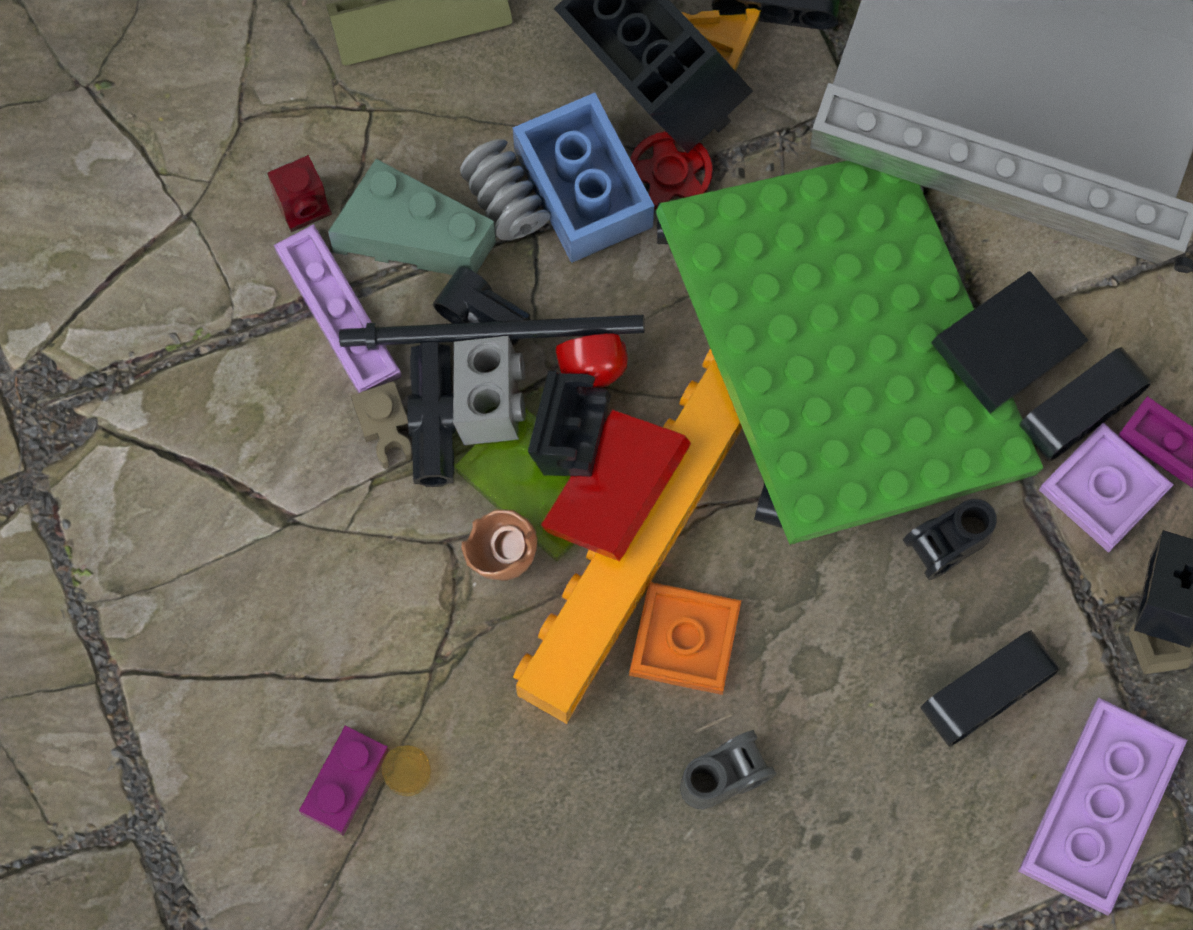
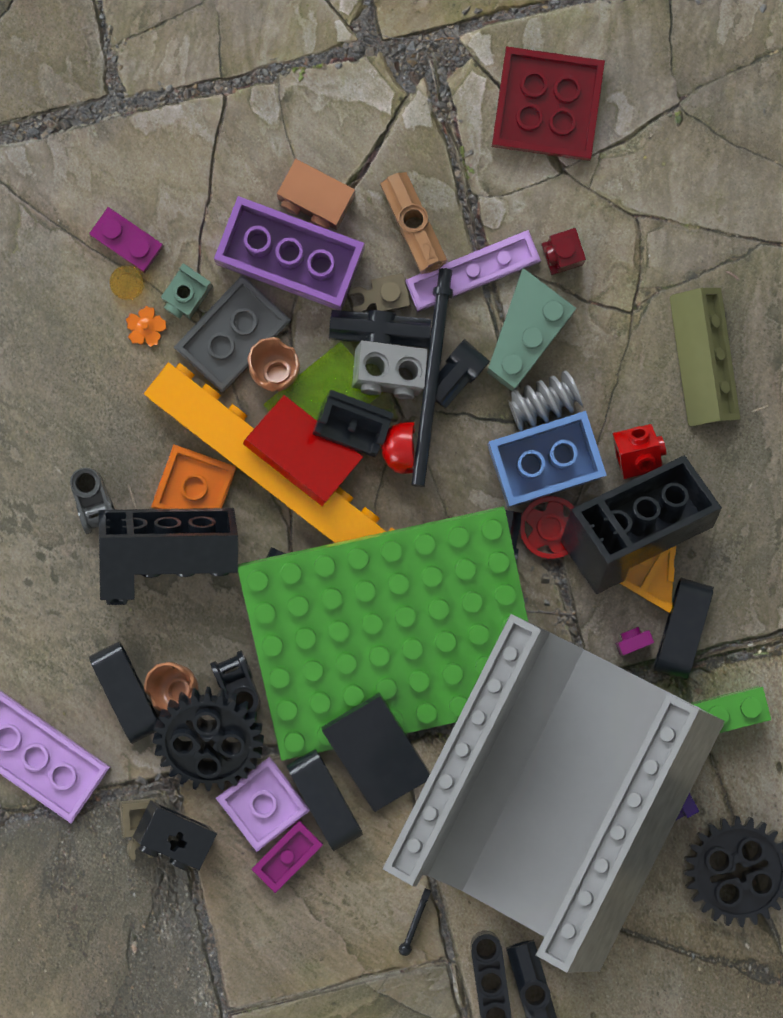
camera: 95 degrees right, 15 degrees up
(98, 240) = (548, 103): none -> dark red plate
(253, 401) = (406, 205): none -> medium nougat piece
(254, 522) = (315, 195): none -> nougat brick
(341, 542) = (289, 253): none -> medium lavender brick
(419, 699) = (198, 287): none -> sand green brick
(462, 615) = (228, 330): none -> dark grey tile
(466, 736) = (145, 327): none -> orange plant
(555, 70) = (638, 450): none -> red brick
(778, 654) = (163, 543): none -> black hinge
(804, 49) = (633, 640): none -> magenta plate
(974, 622) = (167, 681): none -> nougat hair
(1010, 543) = (208, 739): none -> black gear

